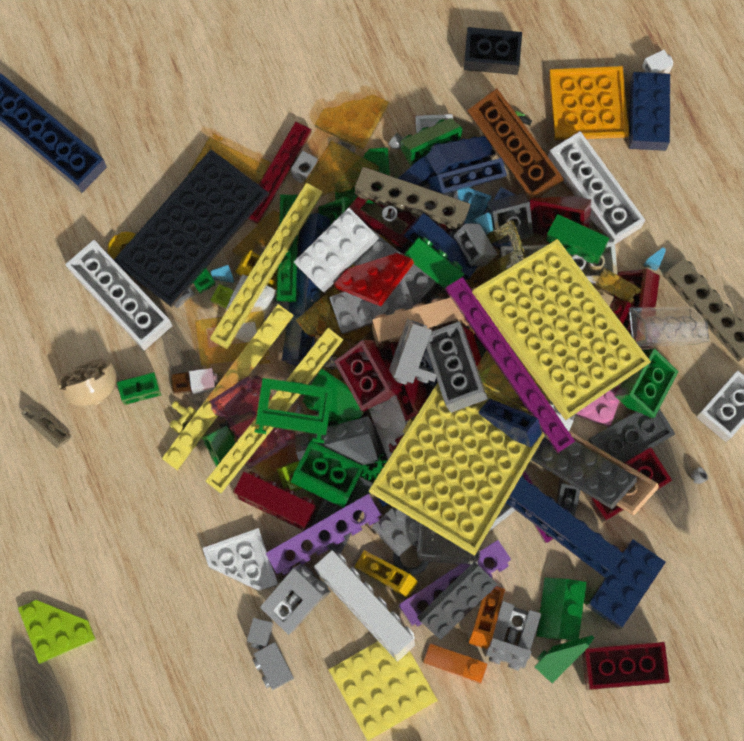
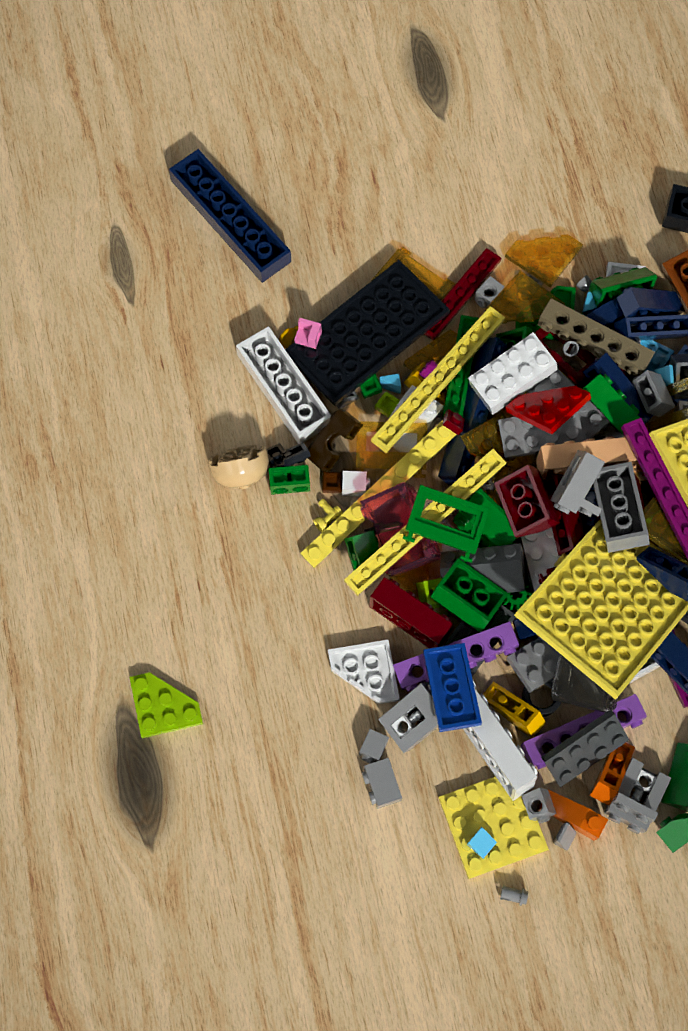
camera: 10 degrees right, 5 degrees down
(46, 426) = (189, 501): dark tan hinge -> none
(129, 369) = (283, 458): none -> black plate
(133, 240) = (308, 333): none -> bright pink panel
(166, 354) = (322, 450): none -> dark brown arch
(255, 256) = (428, 368): none -> magenta tile
(287, 306) = (453, 421): none -> dark red plate
(322, 567) = (452, 687): none -> blue plate
(374, 706) = (481, 843): none -> medium azure slope
(403, 164) = (589, 304): none -> medium azure slope
(415, 661) = (531, 801): none -> light grey brick
(451, 685) = (565, 836): none -> light grey slope

